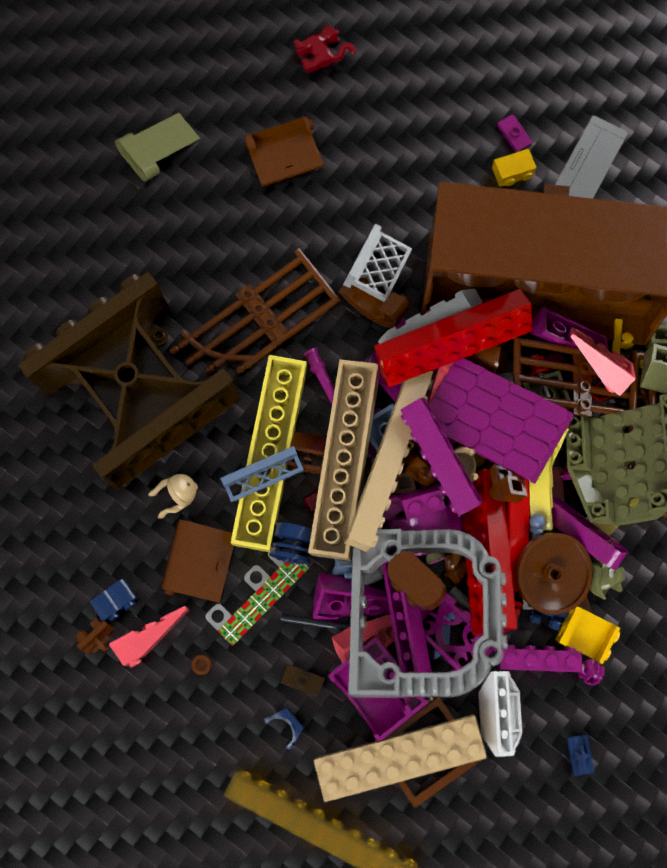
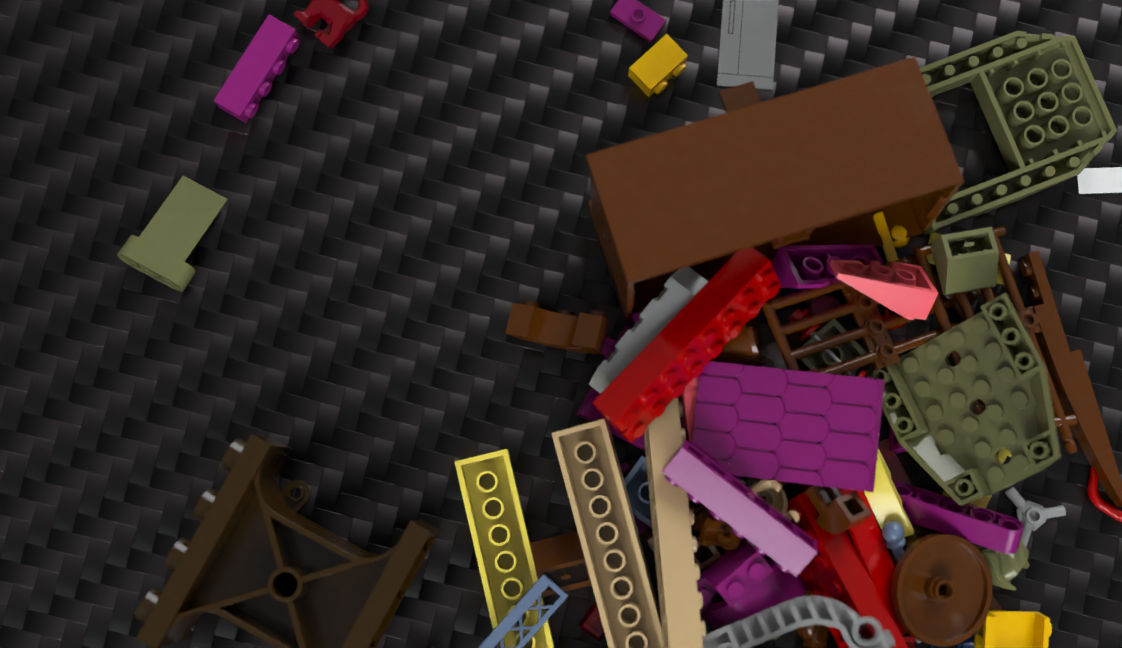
camera: 25 degrees left, 5 degrees up
(255, 65) = (257, 69): none -> magenta brick
(262, 314) = (417, 404): reddish brown piece -> none
(283, 151) = (344, 167): reddish brown door -> none
(318, 367) = (523, 445): magenta pin -> none
(363, 260) = (518, 276): light grey fence -> none
(638, 559) = (1031, 513): none -> light grey piece

